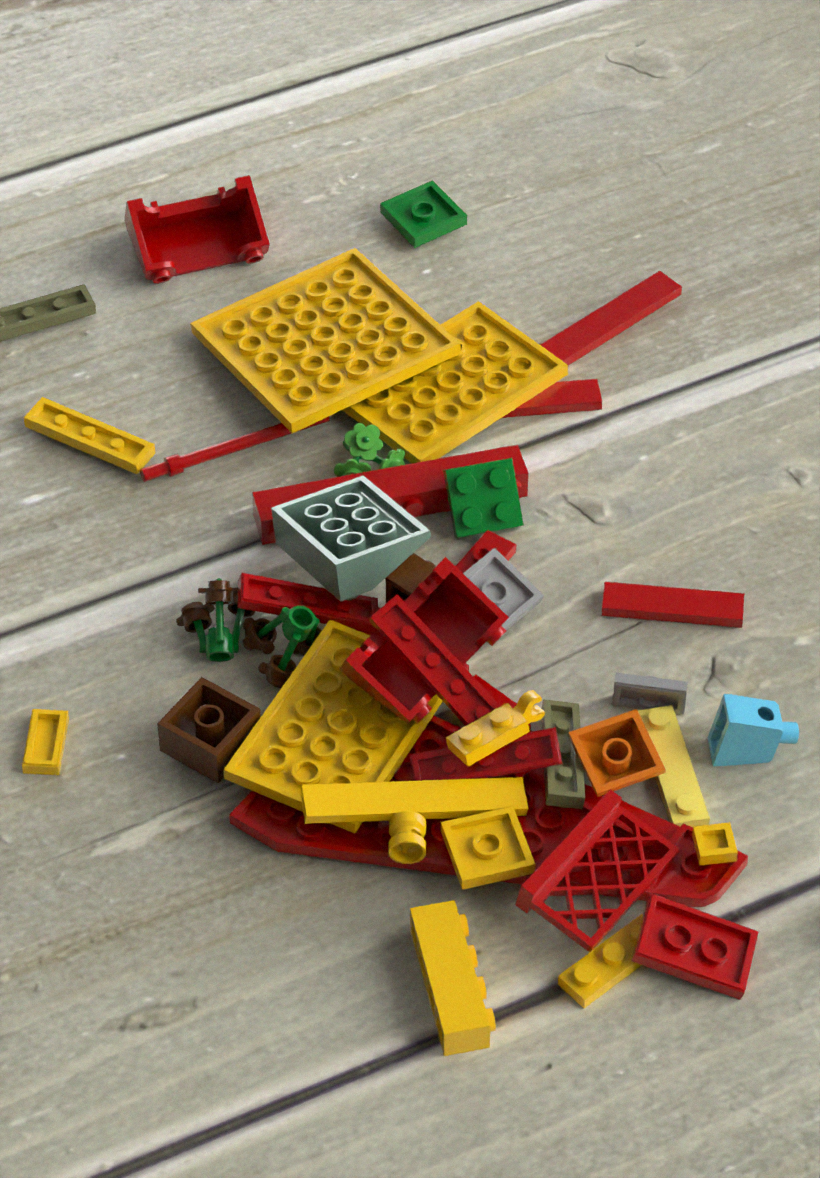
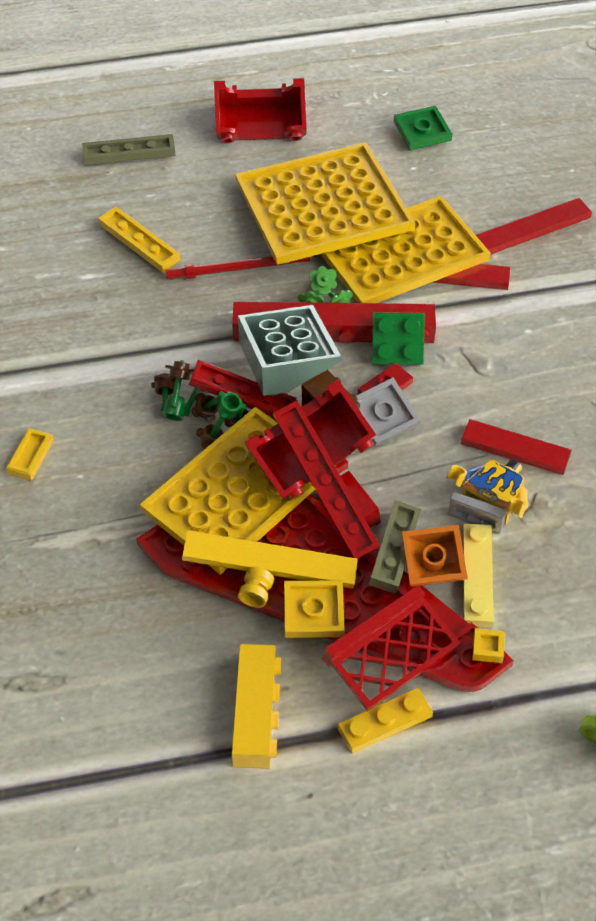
camera: 15 degrees right, 5 degrees up
(206, 728) = (140, 468): reddish brown brick -> none
(495, 729) = (344, 518): yellow plate -> none
(527, 753) = (335, 538): red tile -> none
(663, 654) = (495, 485): none -> torso
(695, 946) = (451, 725): red tile -> none
(748, 731) = (542, 559): medium azure torso -> none

